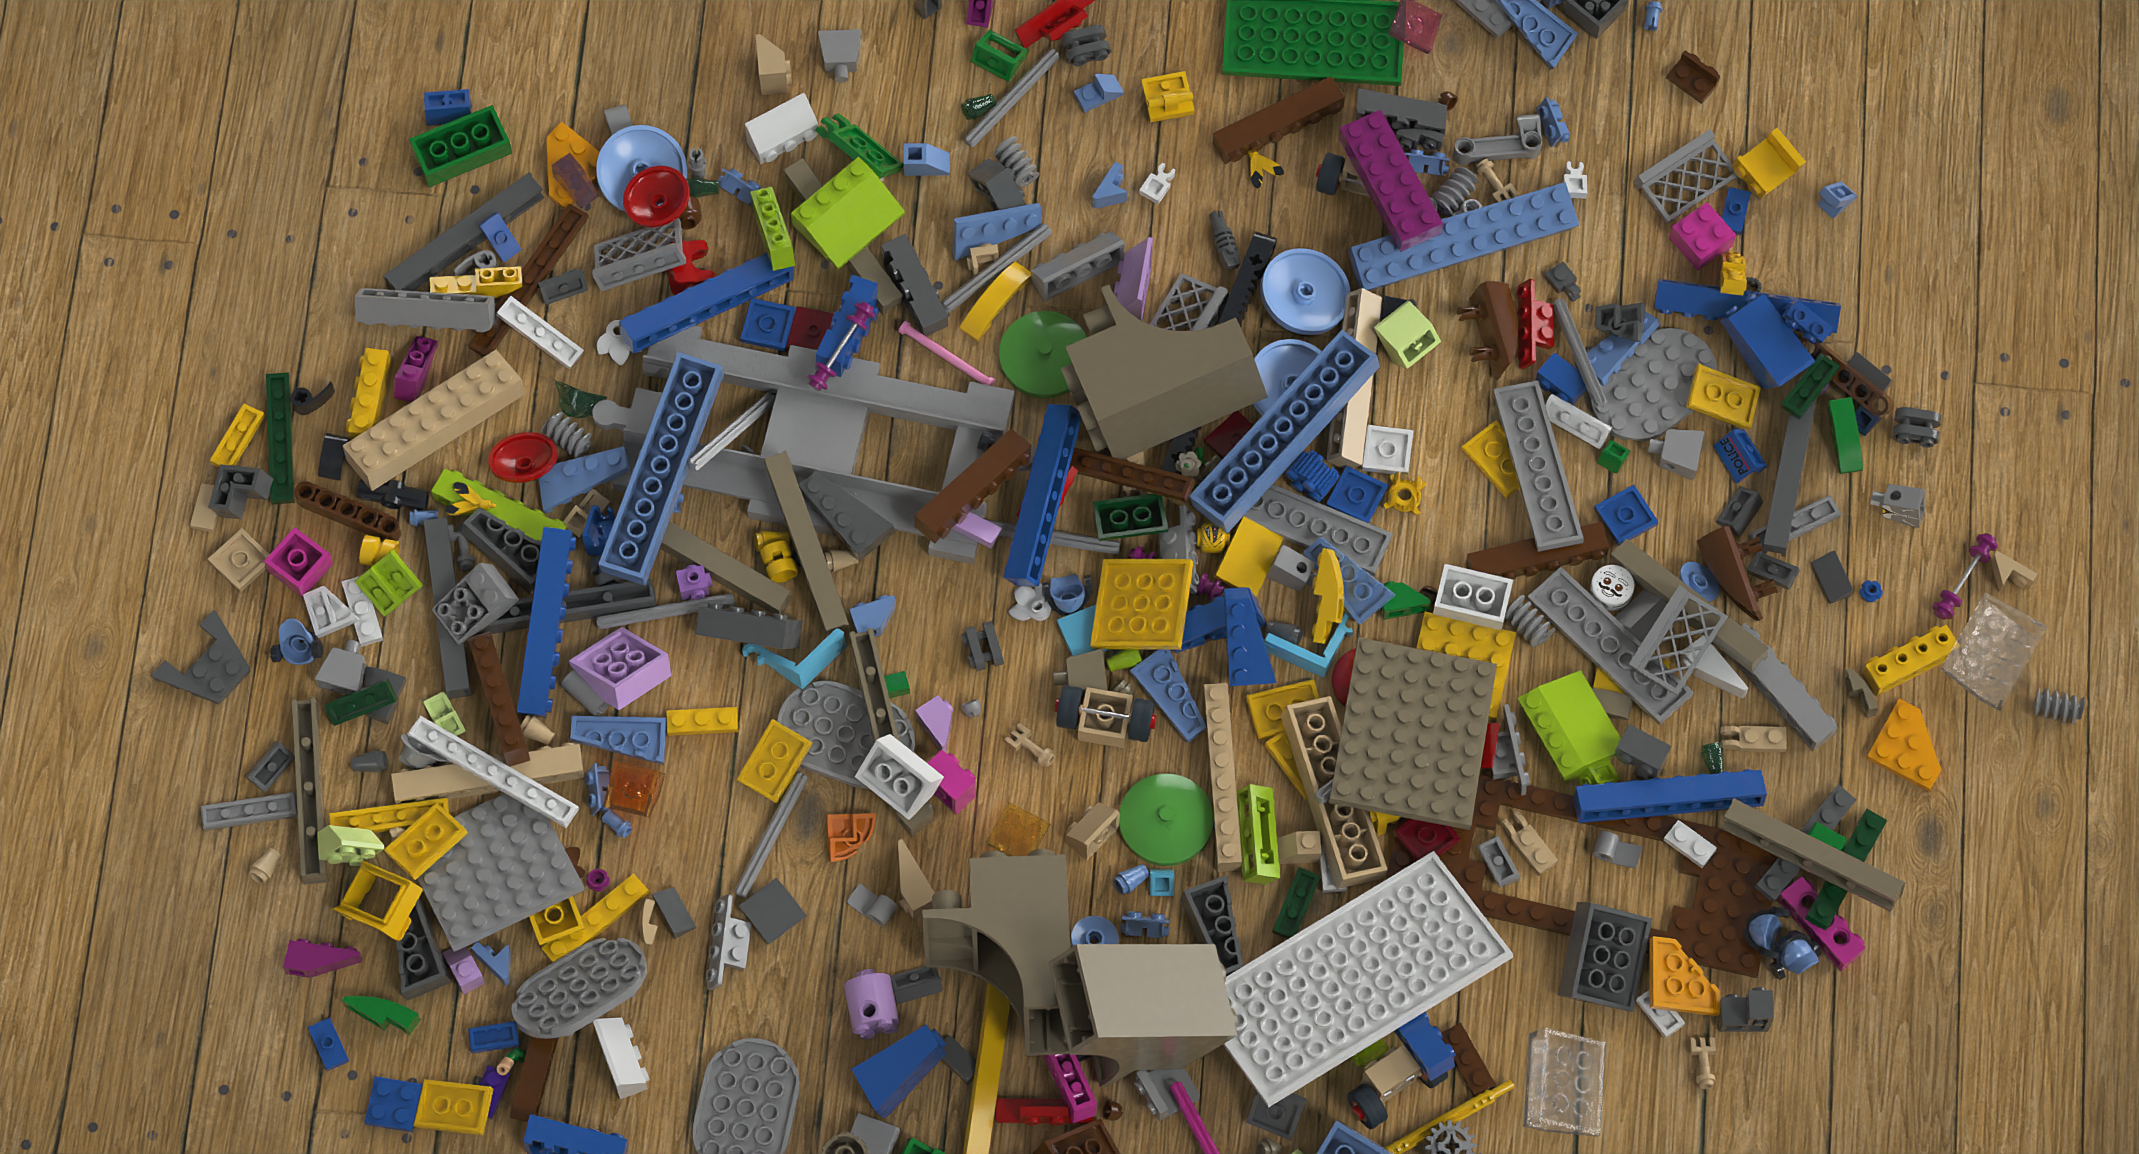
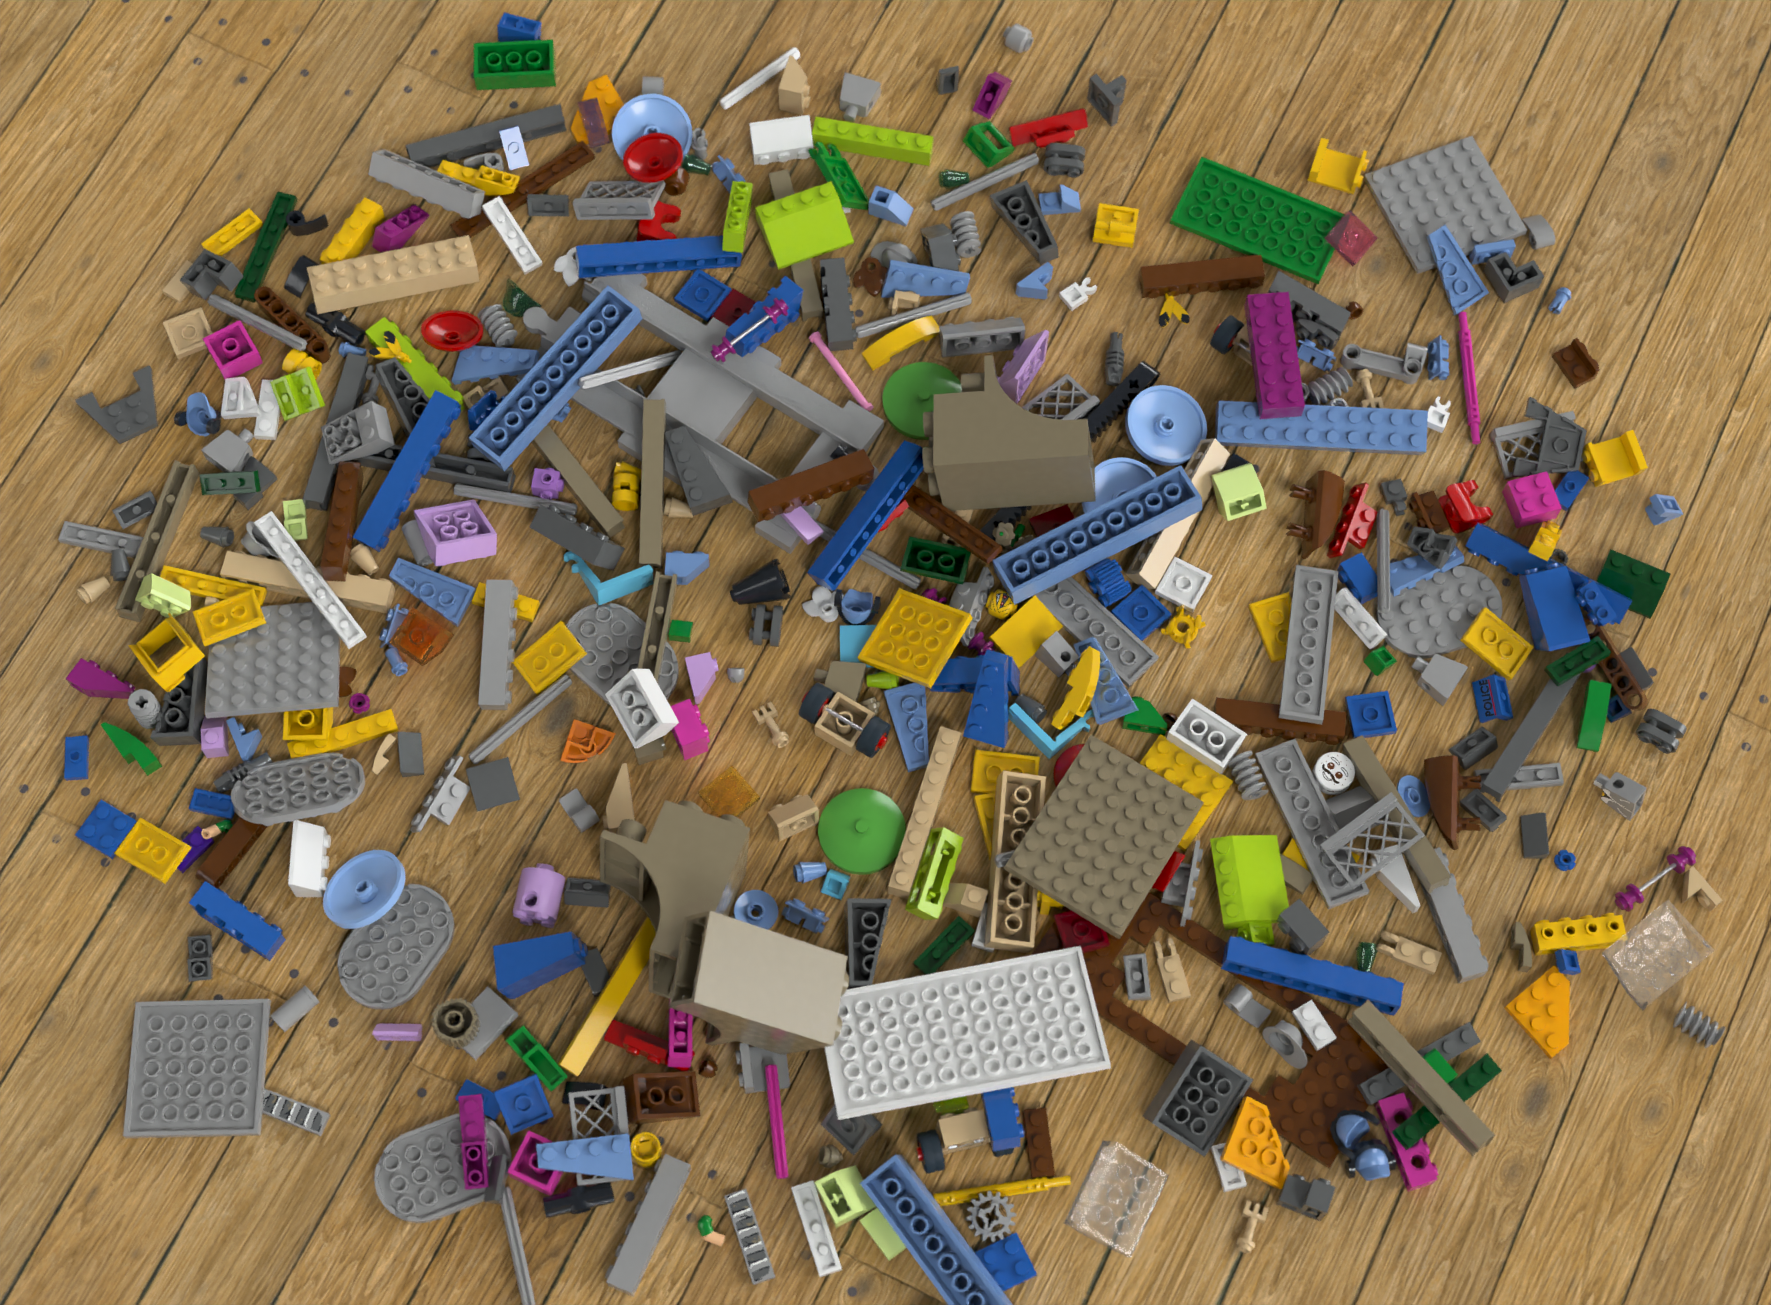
camera: 20 degrees right, 0 degrees up
(283, 832) = (119, 565): none -> dark grey cone
(310, 522) = (257, 322): none -> light grey axle
(382, 966) = (144, 708): none -> light grey piece
(502, 1002) = (239, 772): none -> dark grey hinge
(692, 1063) = (364, 889): none -> light blue dish
(716, 768) = (497, 645): none -> light grey brick
(727, 68) = (758, 79): none -> white axle
(878, 95) = (873, 141): none -> lime brick
(936, 245) = (871, 279): none -> reddish brown plate
(942, 210) = (889, 251): none -> light grey piece
(961, 608) = (762, 585): none -> black cone
(1073, 124) = (1025, 219): none -> dark grey wedge
(1591, 130) = (1469, 378): none -> dark pink axle
(1604, 285) = (1428, 511): none -> reddish brown bracket
(1633, 272) = (1459, 509): none -> red piece
(1670, 871) = (1287, 1043): none -> light grey piece
(1709, 168) = (1559, 447): none -> dark grey wing
(1834, 282) = (1634, 580): none -> dark green slope
(1910, 690) = (1567, 962): none -> blue plate

